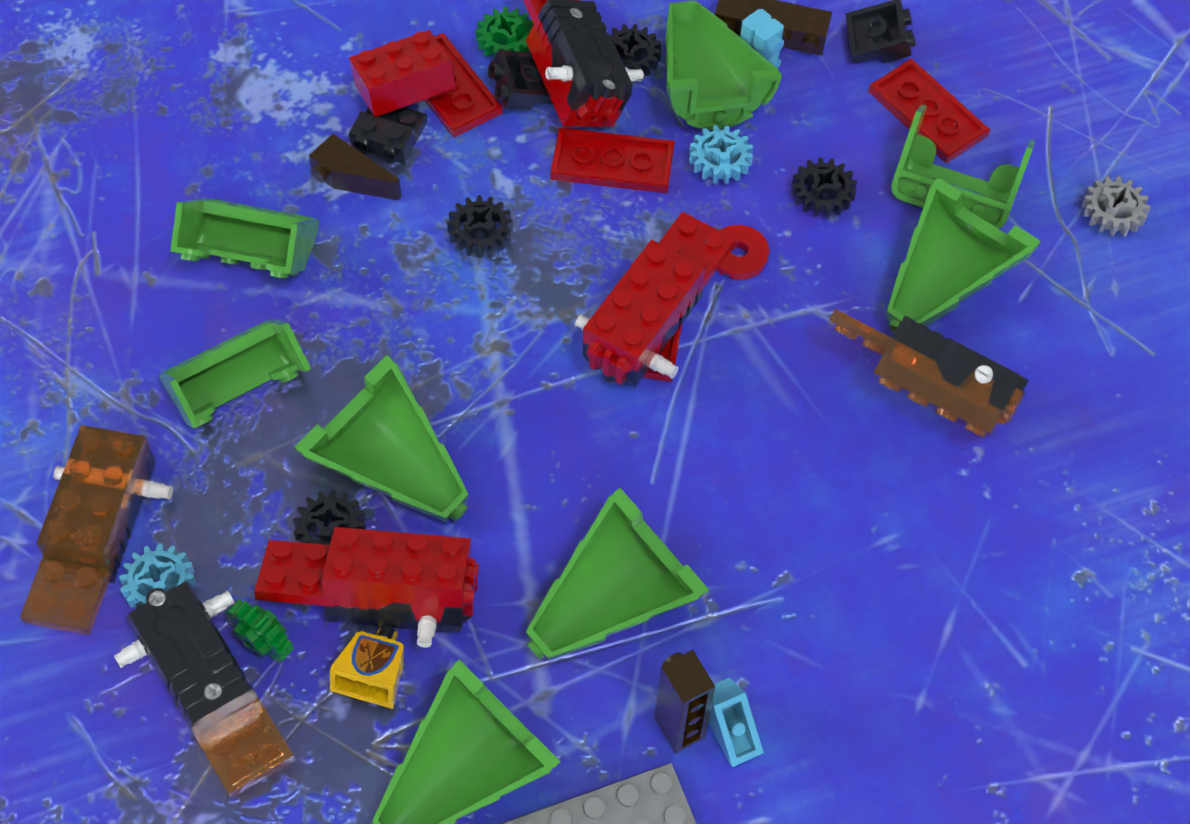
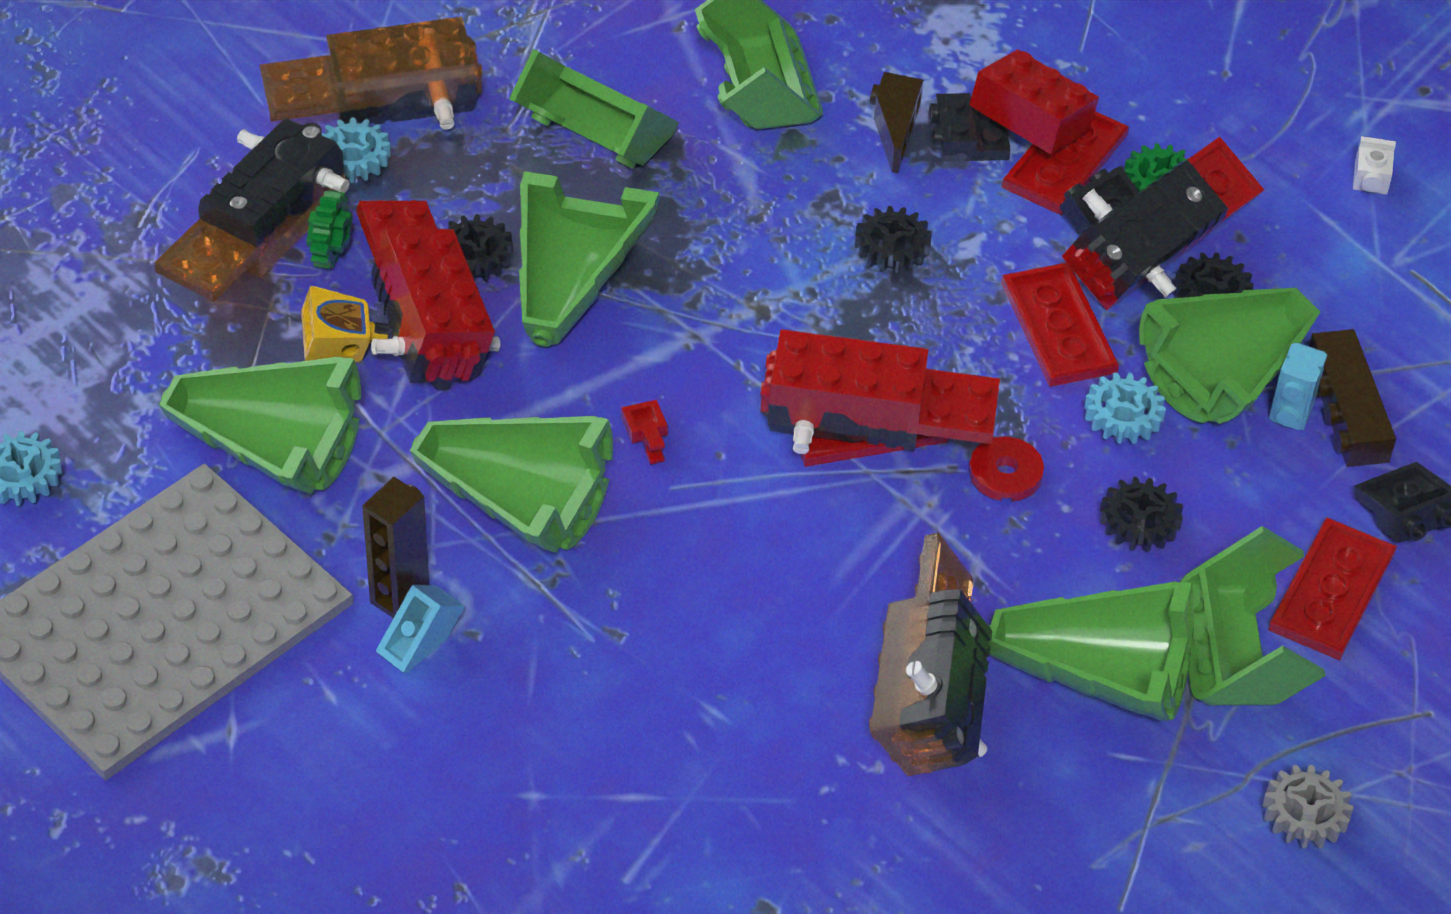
camera: 65 degrees right, 10 degrees down
(587, 472) = (646, 424): none -> red plate

